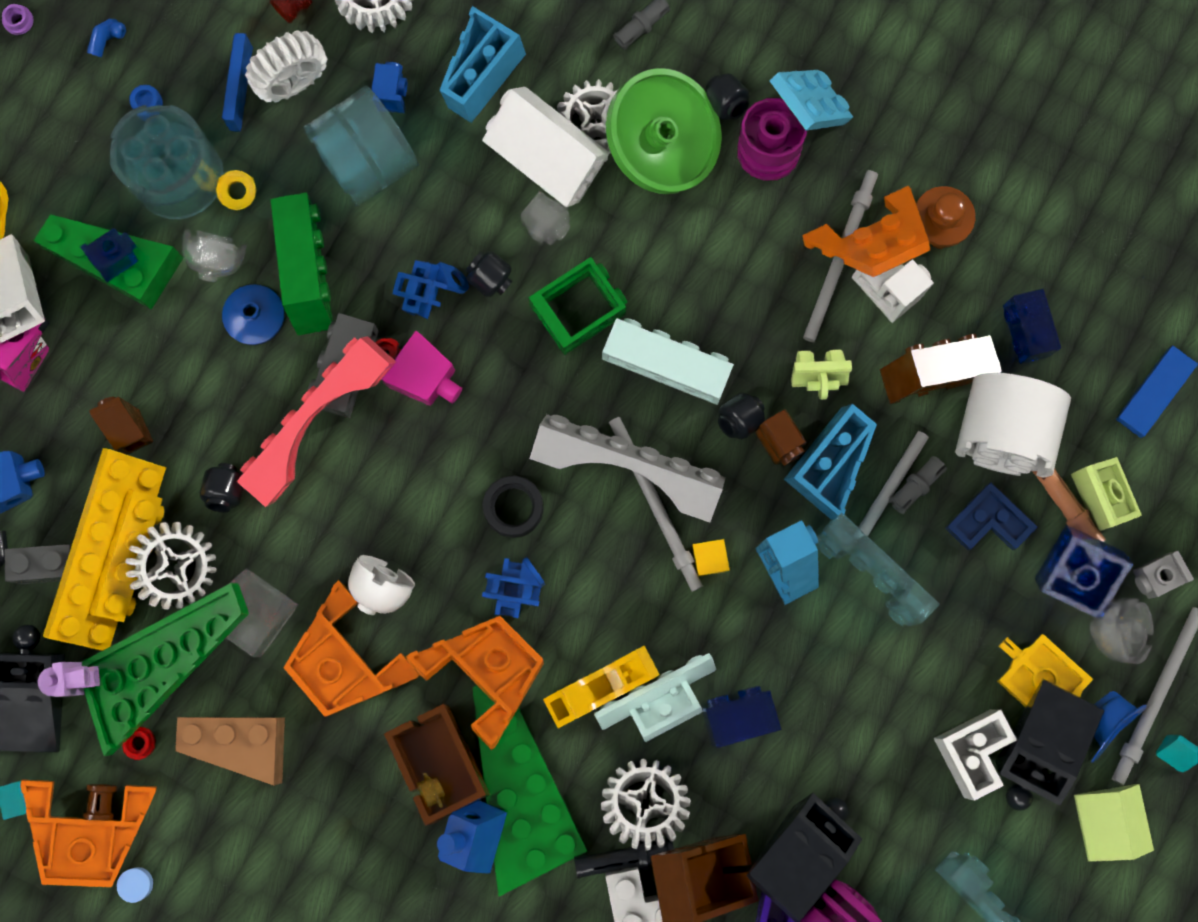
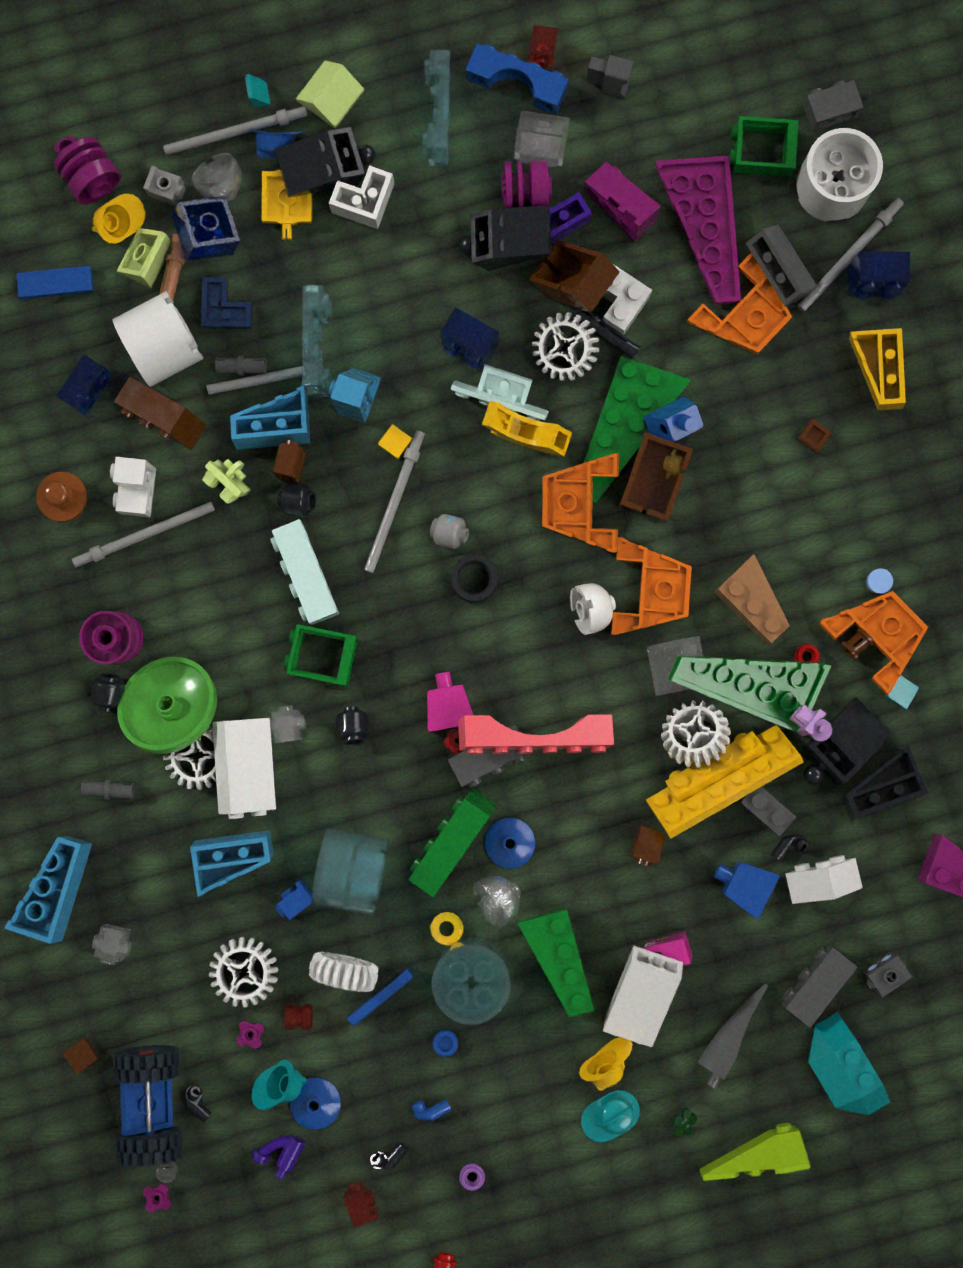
camera: 130 degrees left, 5 degrees up
(111, 254) = (565, 944): clear blue brick -> none
(220, 488) = (625, 753): black head -> none
(435, 277) = (386, 751): blue piece -> none
(511, 594) = (518, 537): blue piece -> none
(566, 444) = (410, 581): light grey arch -> none
(578, 524) = (449, 531): none -> light grey head
(812, 99) = (64, 635): medium azure plate -> none
(880, 245) = (118, 511): orange wing -> none
(1167, 503) = (119, 218): none -> yellow piece

